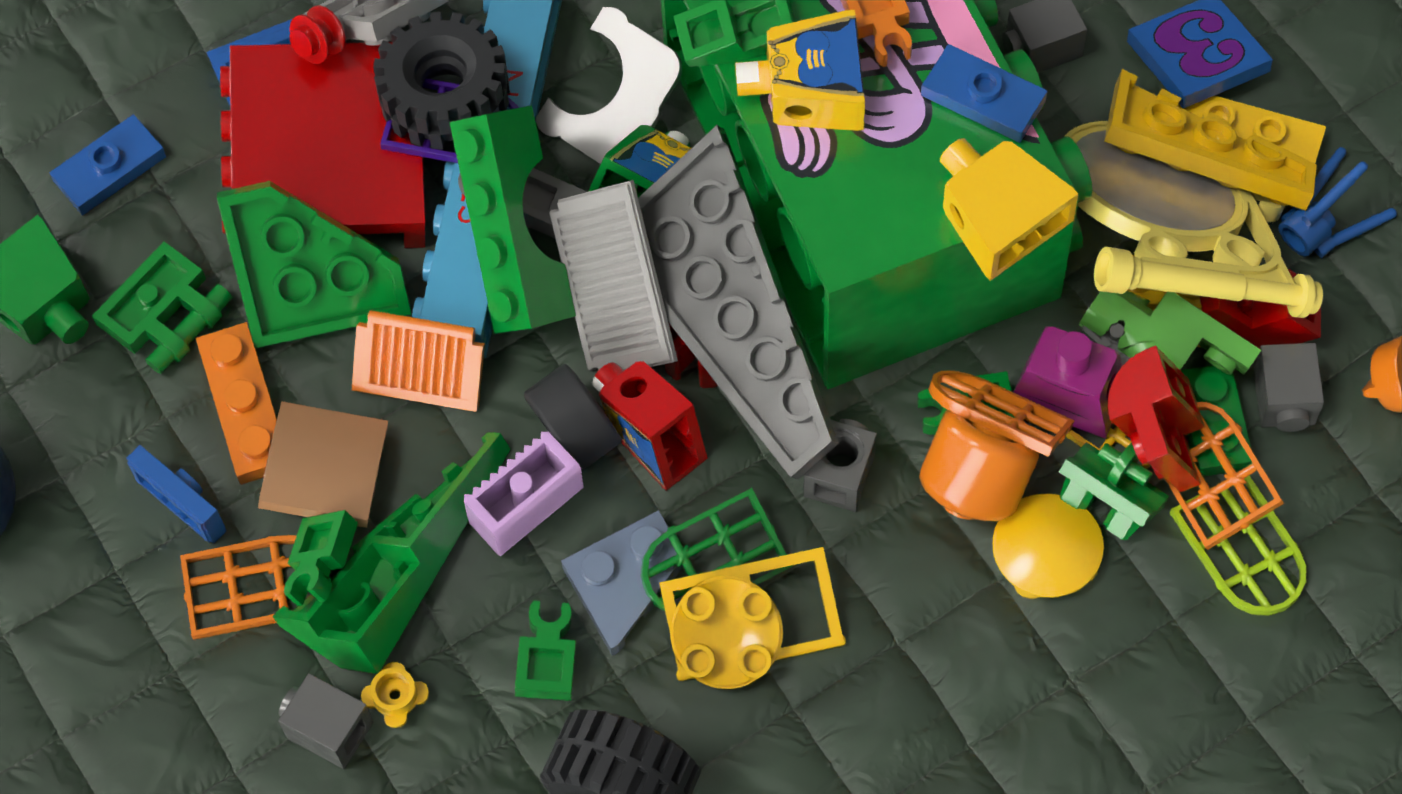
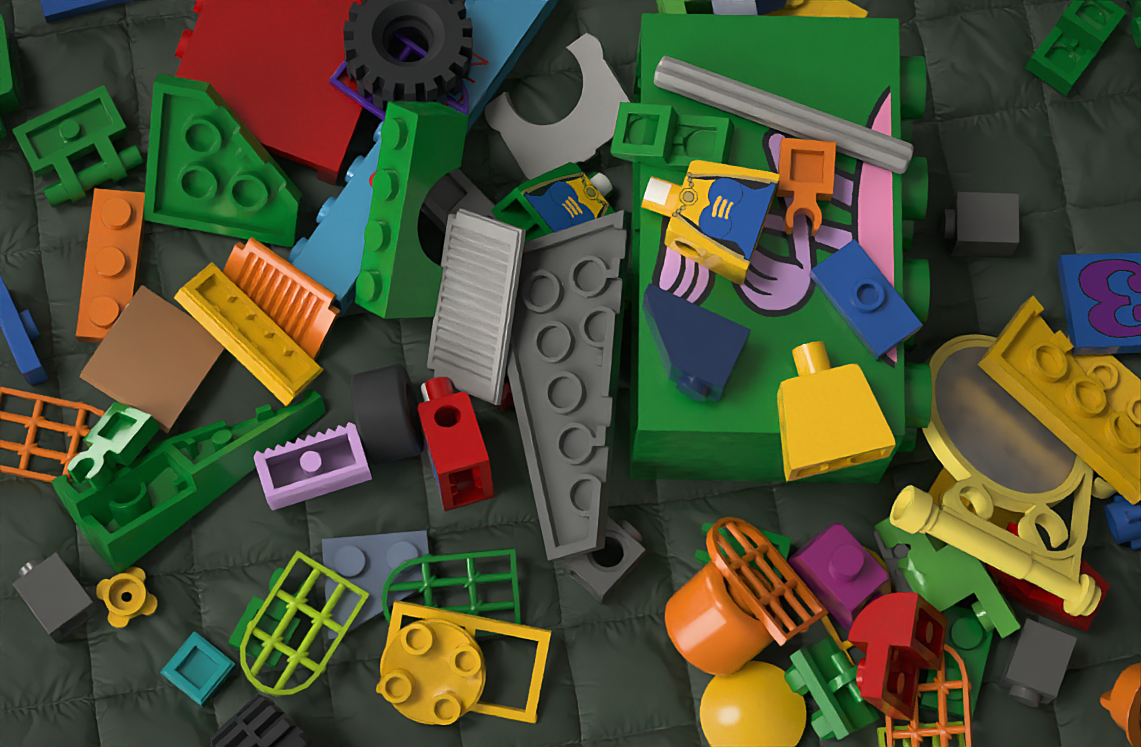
camera: 15 degrees right, 10 degrees up
(405, 403) = (248, 333): none -> yellow plate
(496, 732) = (198, 669): none -> teal tile
(593, 630) = (300, 655): none -> lime window
(843, 189) = (693, 343): none -> dark blue slope

